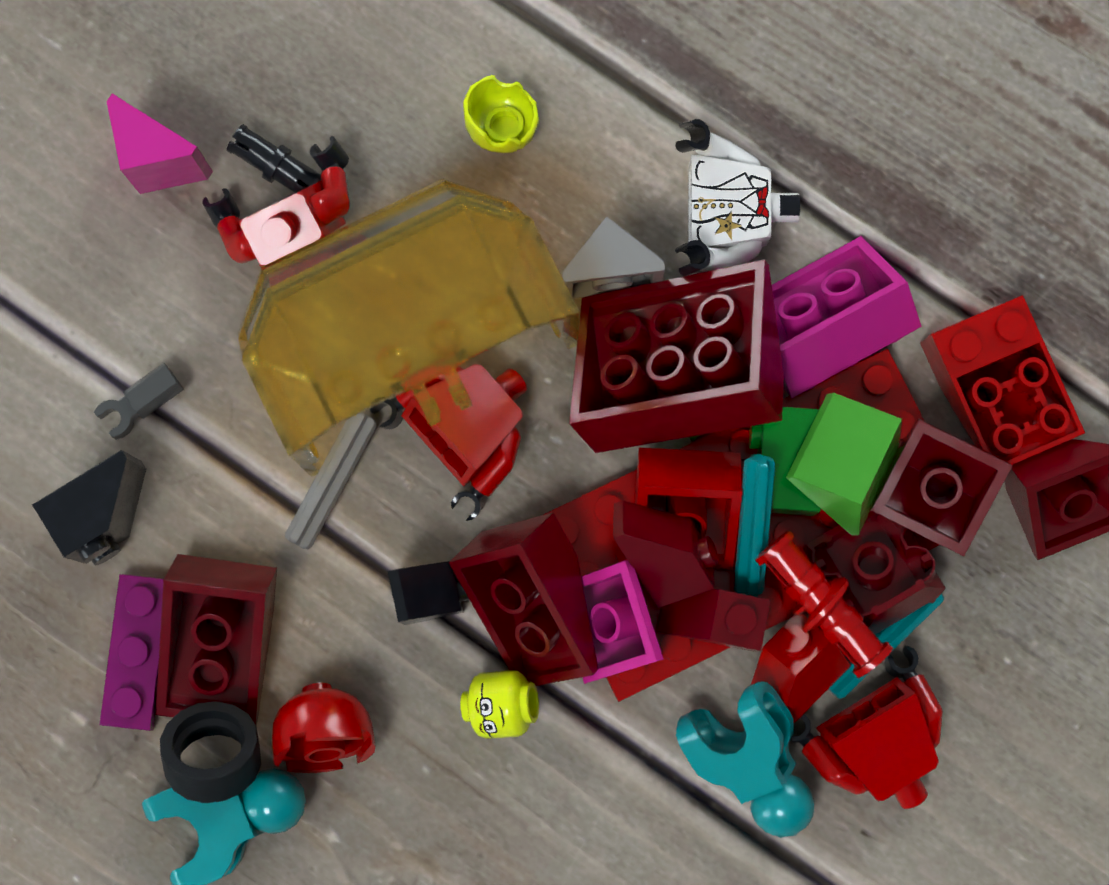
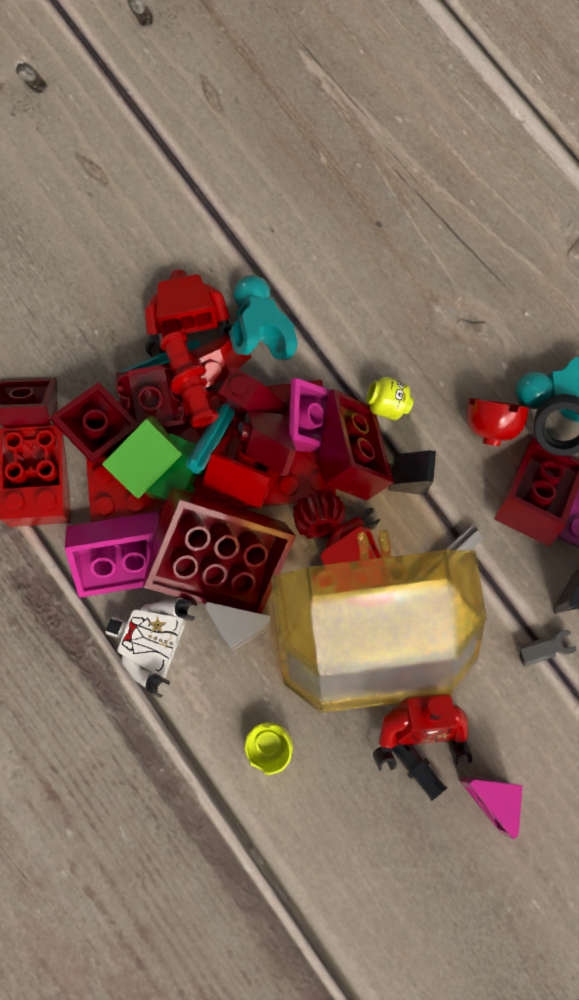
camera: 160 degrees left, 5 degrees down
(546, 475) = (319, 514): none -> dark red gear

